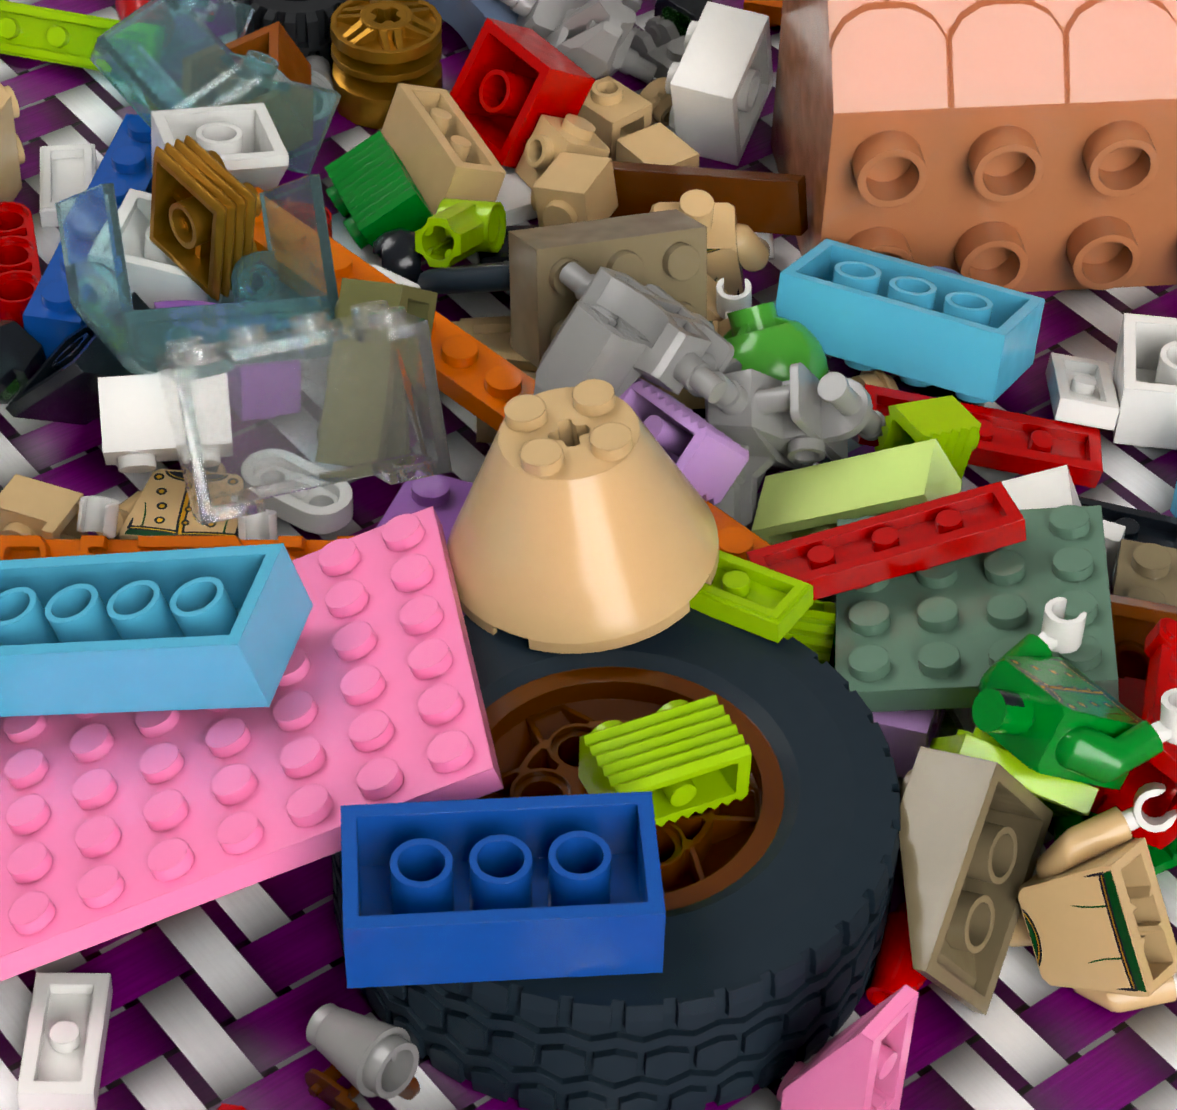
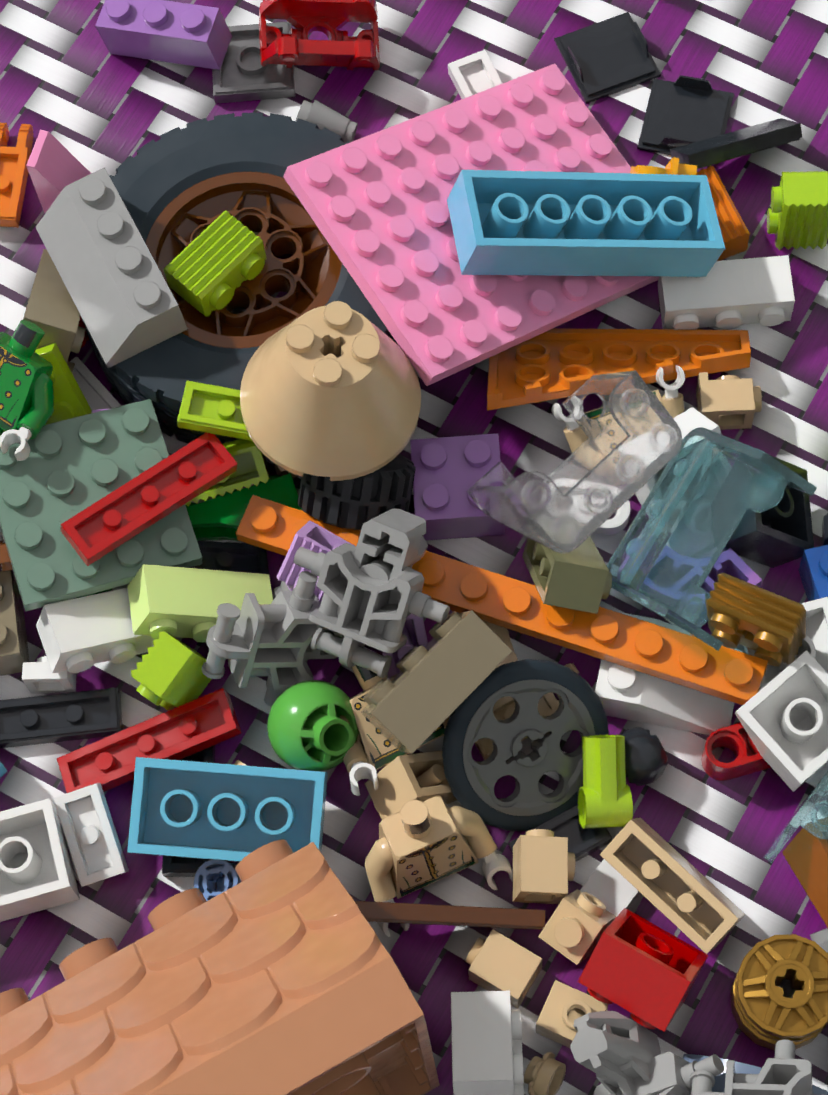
camera: 165 degrees right, 25 degrees up
(375, 191) = (696, 822): green brick -> none
(501, 889) = (257, 122): blue brick -> none
(832, 801) = (109, 269): none -> light grey slope

